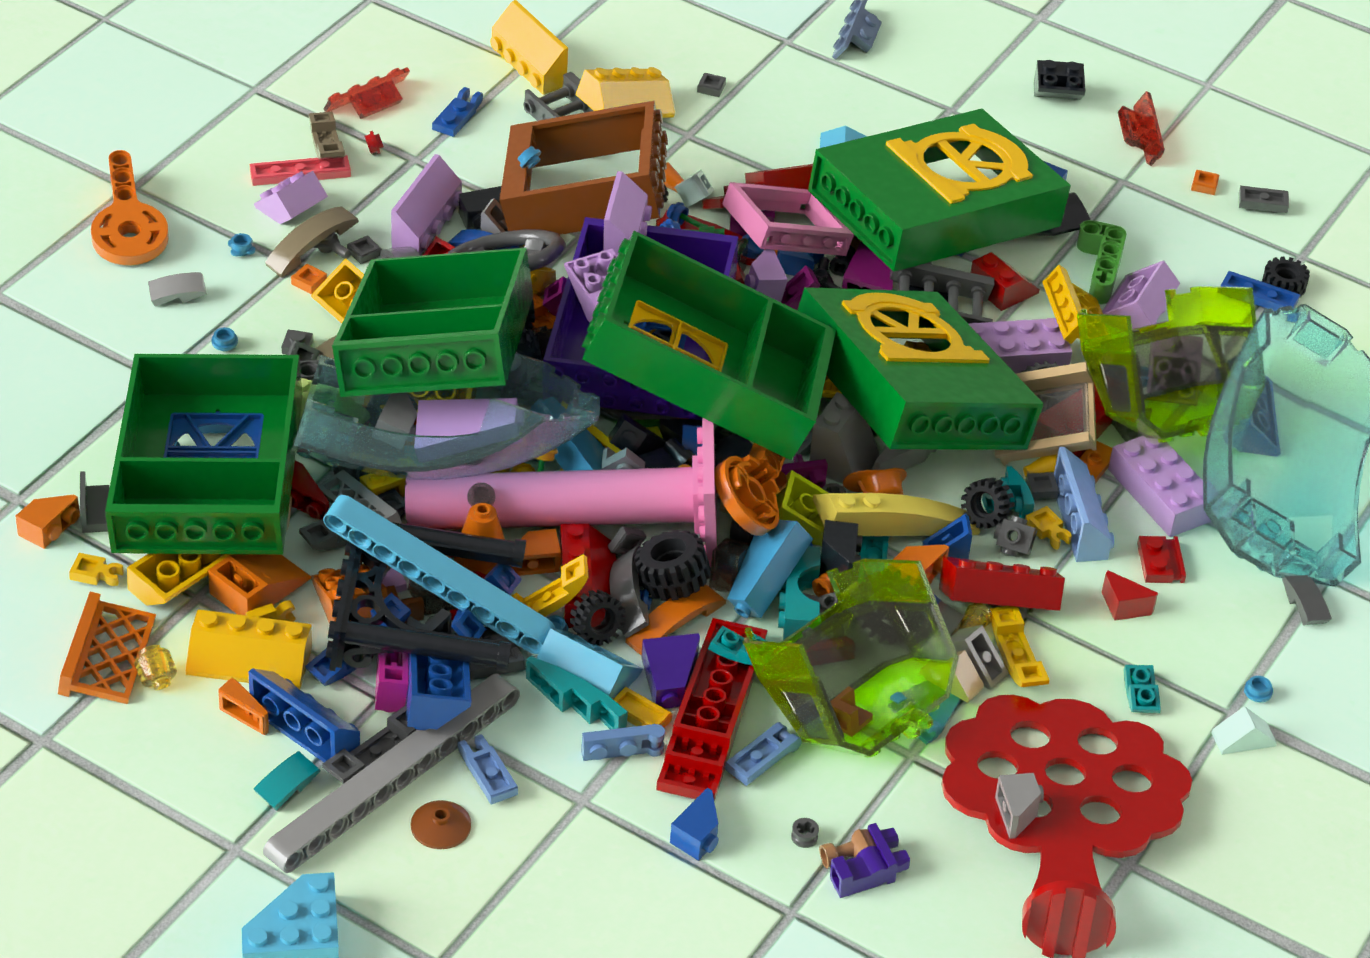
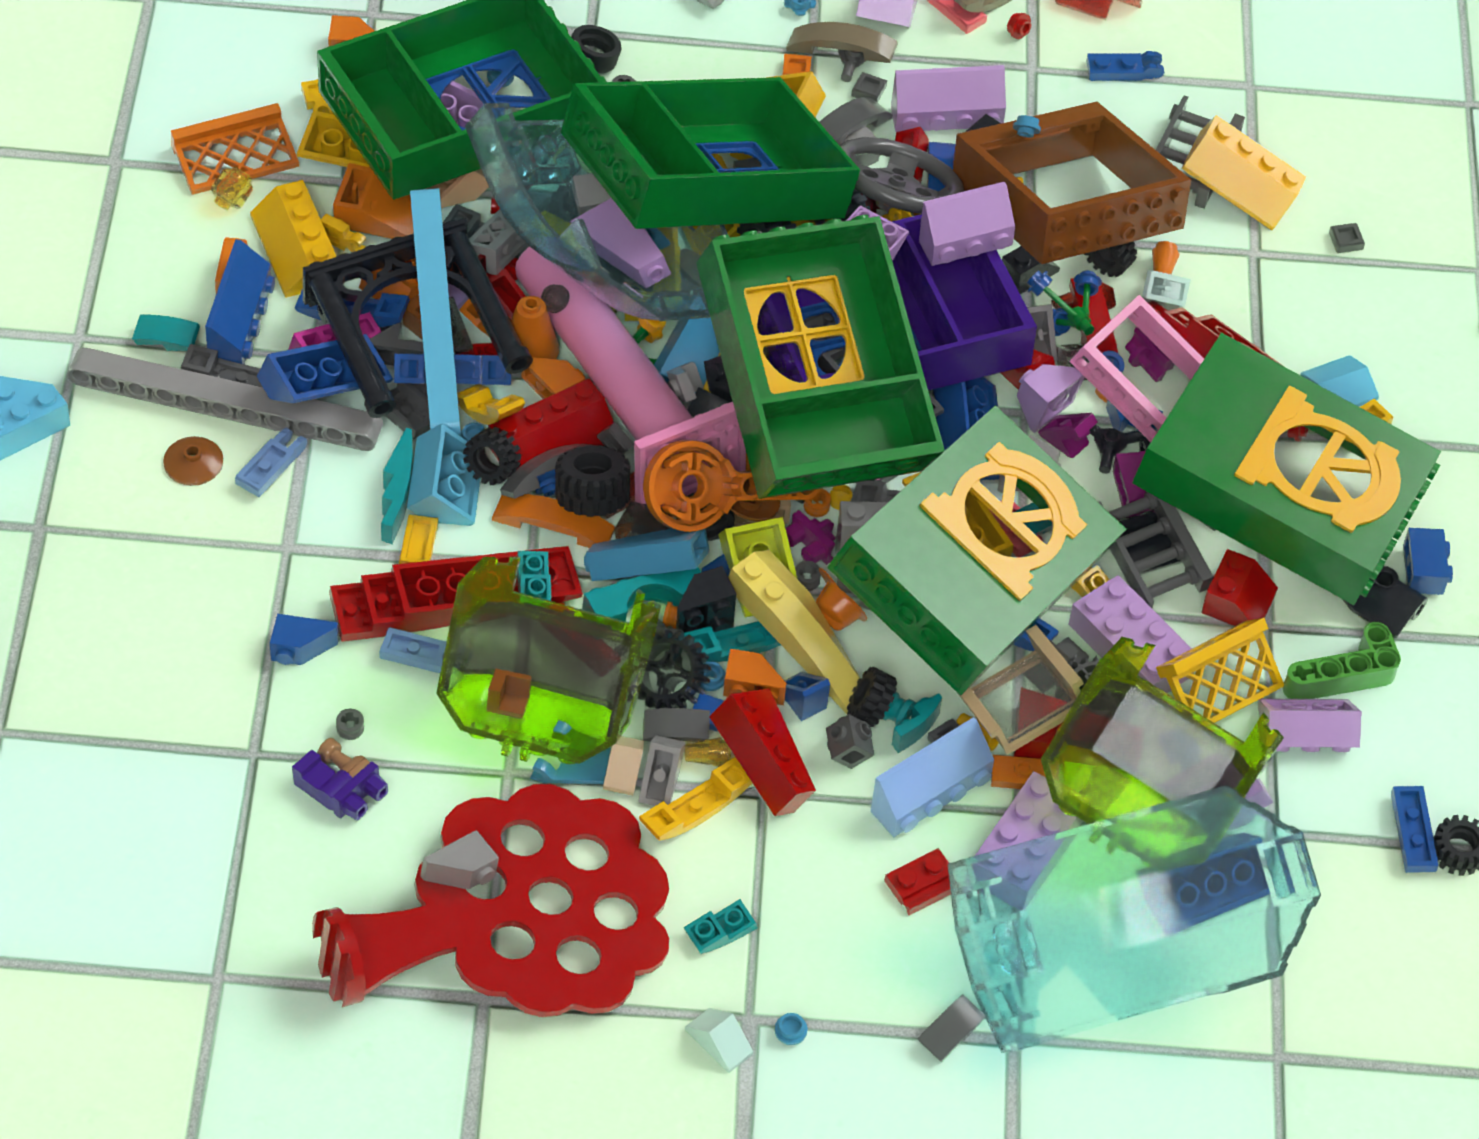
camera: 60 degrees right, 10 degrees up
(224, 339) = (666, 48): dark azure plate -> none
(530, 48) = (1253, 72): yellow slope -> none
(623, 742) = (361, 540): medium blue plate -> none
(669, 667) = (477, 534): dark purple slope -> none
(1049, 526) = (891, 756): yellow plate -> none
(1127, 598) = (832, 867): red slope -> none

